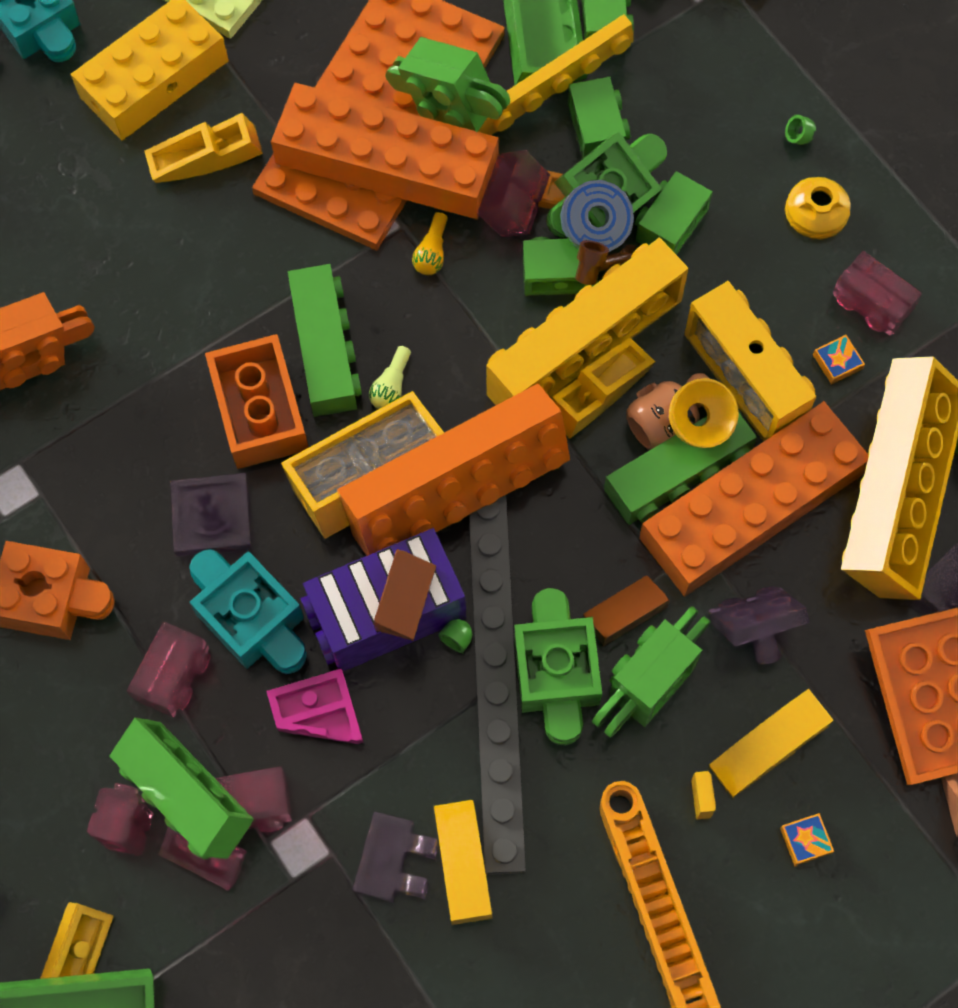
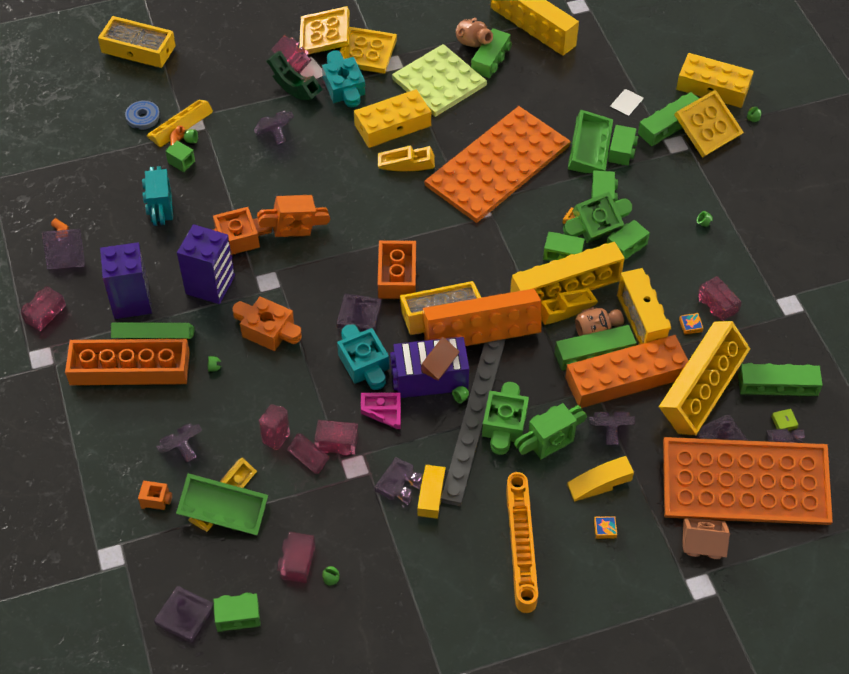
camera: 15 degrees right, 15 degrees down
(169, 670) = (317, 372): clear pink brick -> none
(181, 789) = (308, 419): bright green brick -> none
(322, 340) = (436, 253): bright green brick -> none
(385, 150) = (494, 177): orange brick -> none
(389, 384) = (466, 276): yellowish green piece -> none
(429, 254) = (501, 229): yellow piece -> none
(448, 84) = (532, 154): bright green brick -> none
(512, 193) = (551, 211): clear pink piece -> none
(562, 71) = (580, 167): yellow plate -> none
(594, 258) = (579, 245): reddish brown brick -> none
(611, 201) = (587, 217): sand blue tile -> none
(627, 609) = (542, 405): dark orange slope -> none
(703, 795) = (559, 492): yellow tile -> none
(720, 409) = (617, 315): yellow piece -> none
(817, 220) = (700, 260): yellow piece -> none

